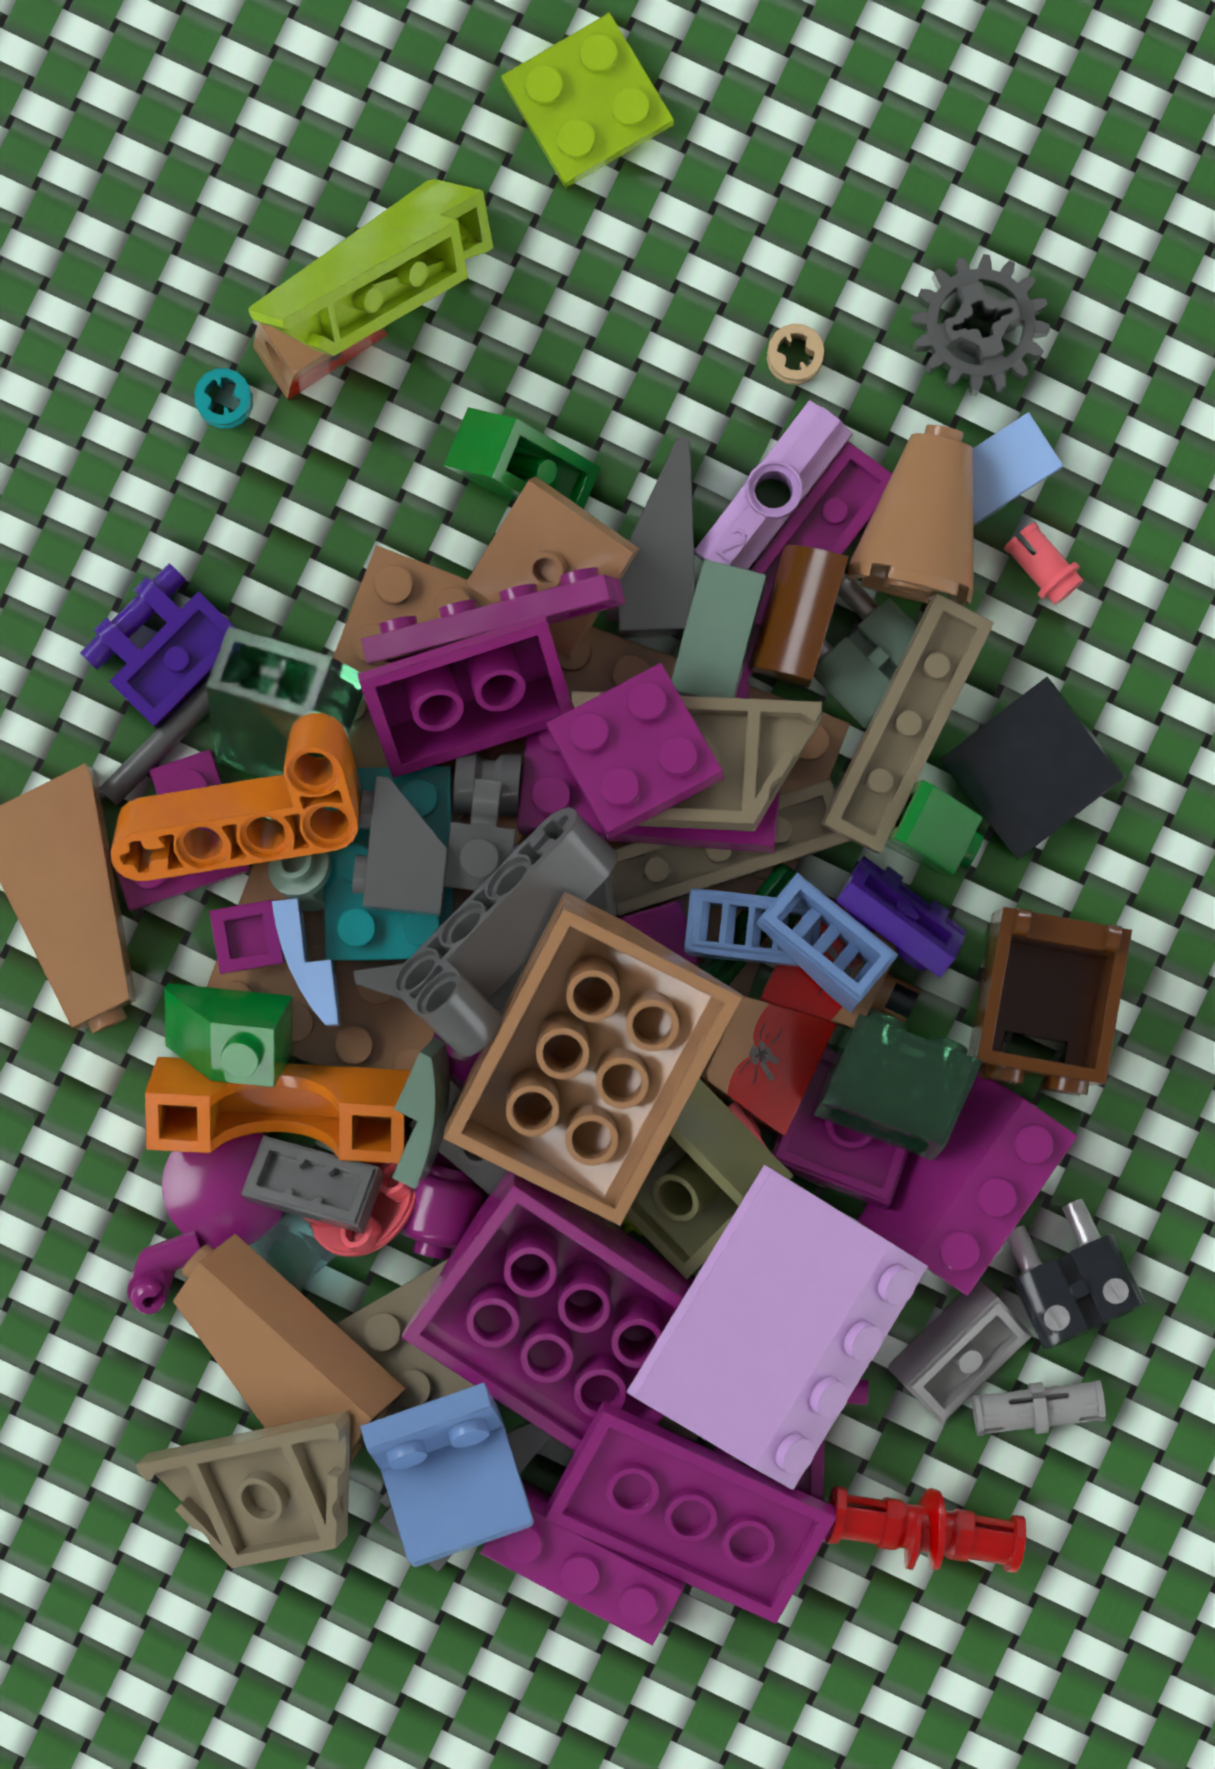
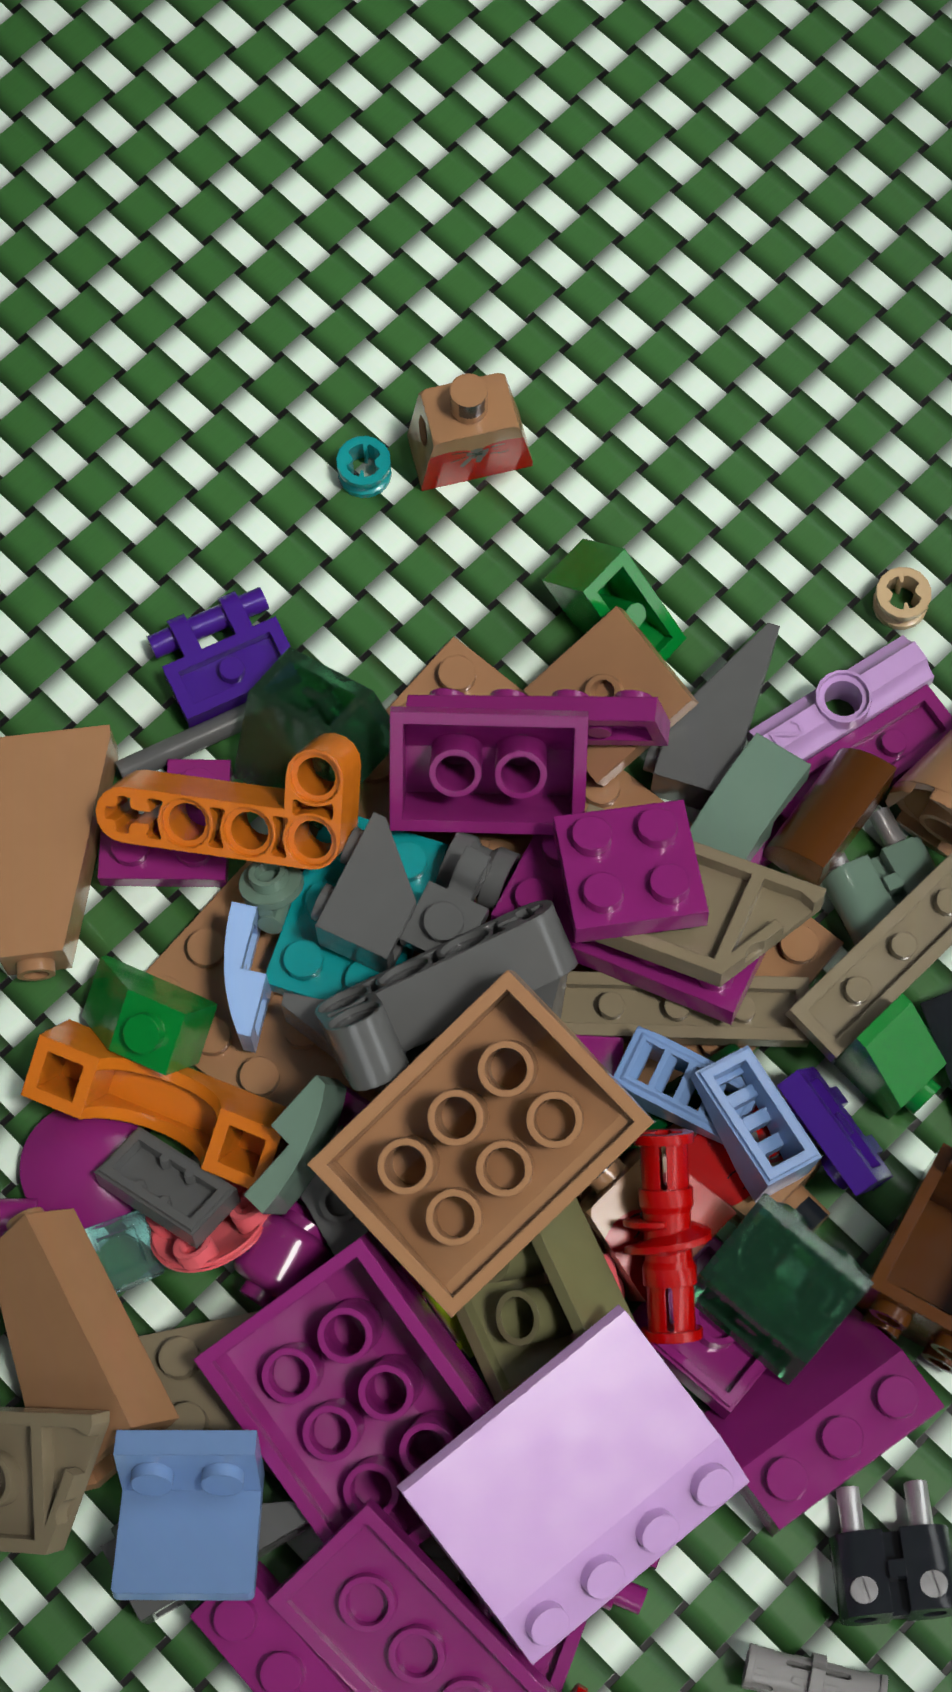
camera: 20 degrees right, 15 degrees down
(246, 937) = (194, 934): magenta plate -> none
(382, 269) = (546, 386): lime wedge -> none
(587, 100) = (784, 328): lime plate -> none
(785, 1078) = (667, 1236): none -> red piece
(959, 1351) = (752, 1595): light grey slope -> none

